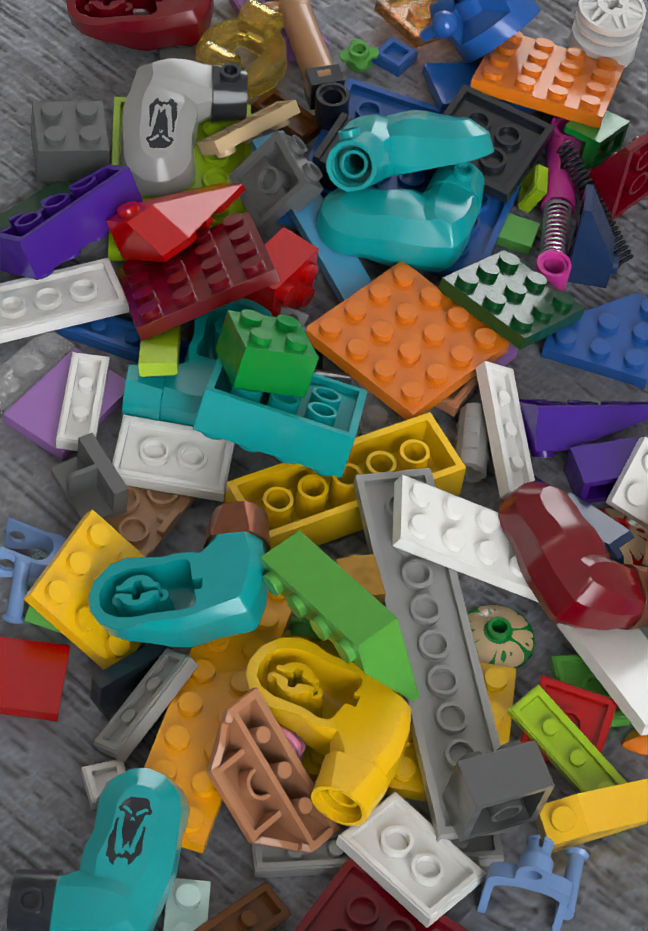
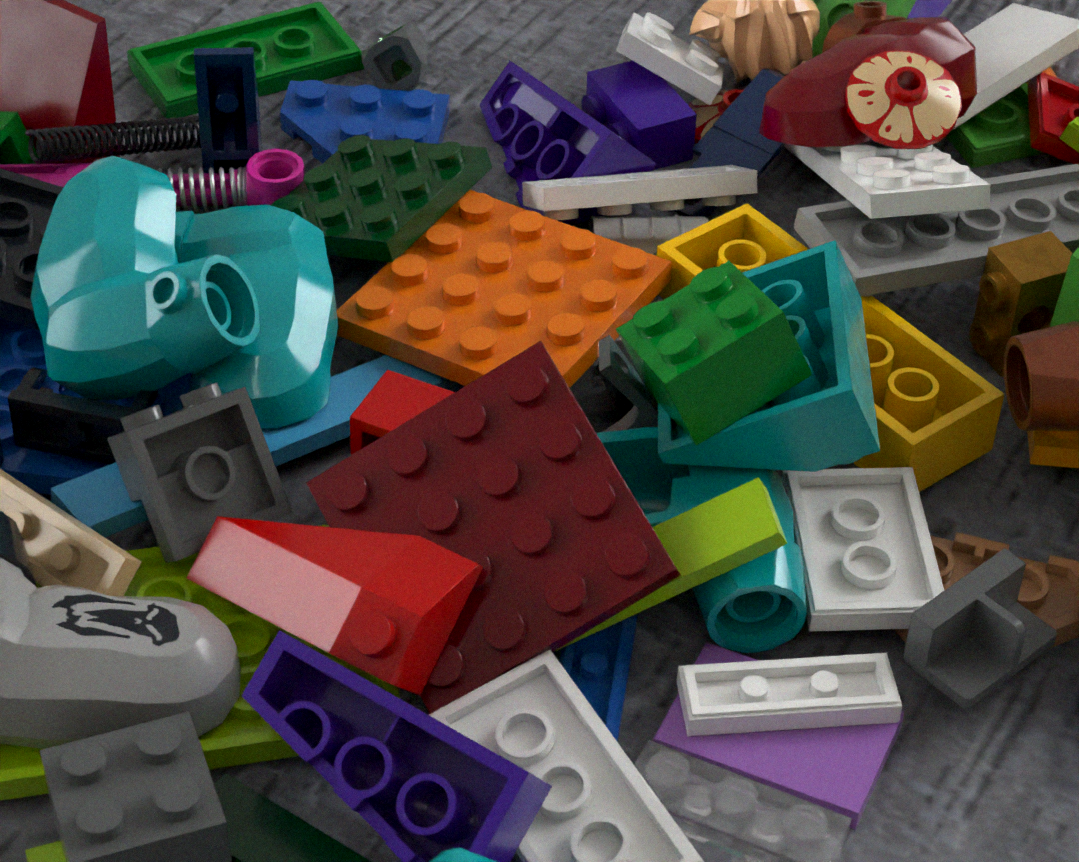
camera: 95 degrees left, 10 degrees down
(517, 545) = (898, 115): none -> tan dish

